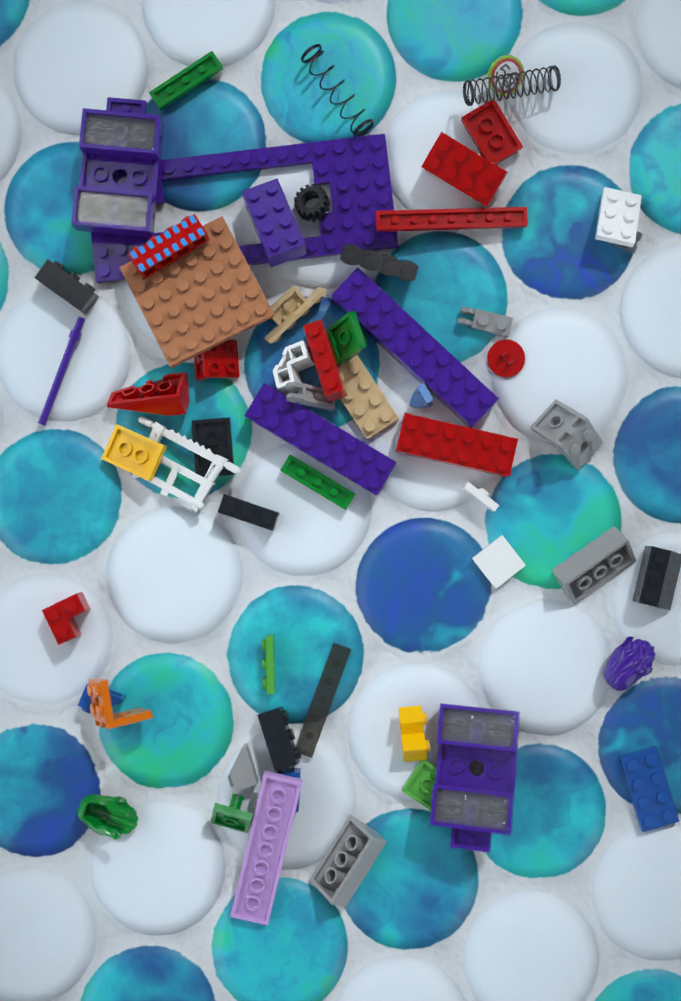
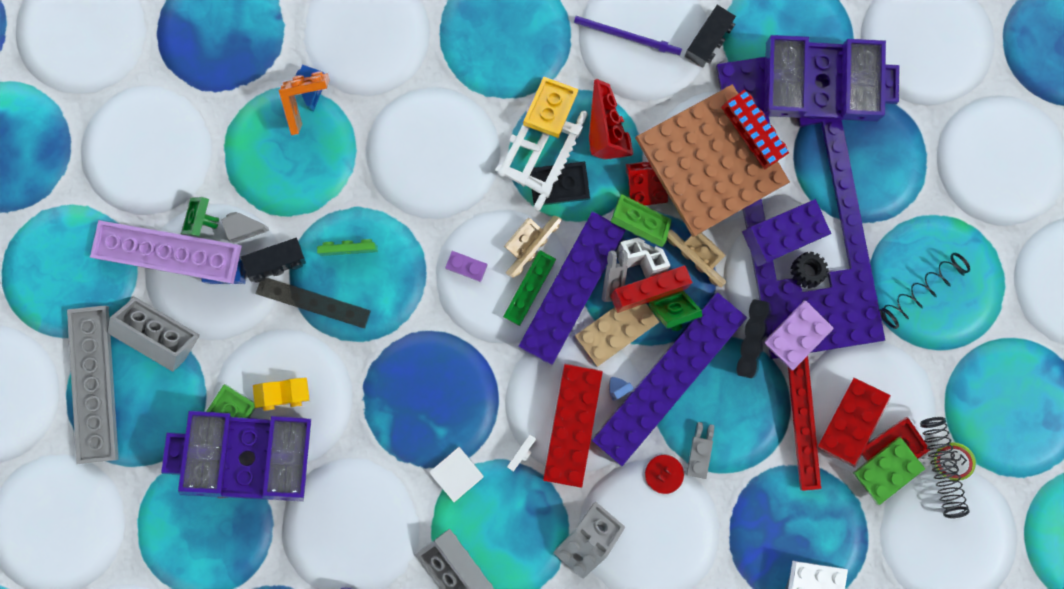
camera: 85 degrees right, 5 degrees down
(61, 617) = (385, 46): red brick -> none
(107, 815) = (196, 98): green hair -> none
(186, 80) = (922, 141): green plate -> none
(248, 512) = (496, 221): black brick -> none
(255, 366) = (641, 220): none -> bright green plate
(271, 482) = (527, 241): none -> tan bracket
(292, 544) = (466, 266): none -> medium lavender plate
(378, 217) = (798, 335): none -> lavender plate
(396, 922) = (92, 385): none -> light grey plate
(512, 139) = (889, 470): none -> bright green plate

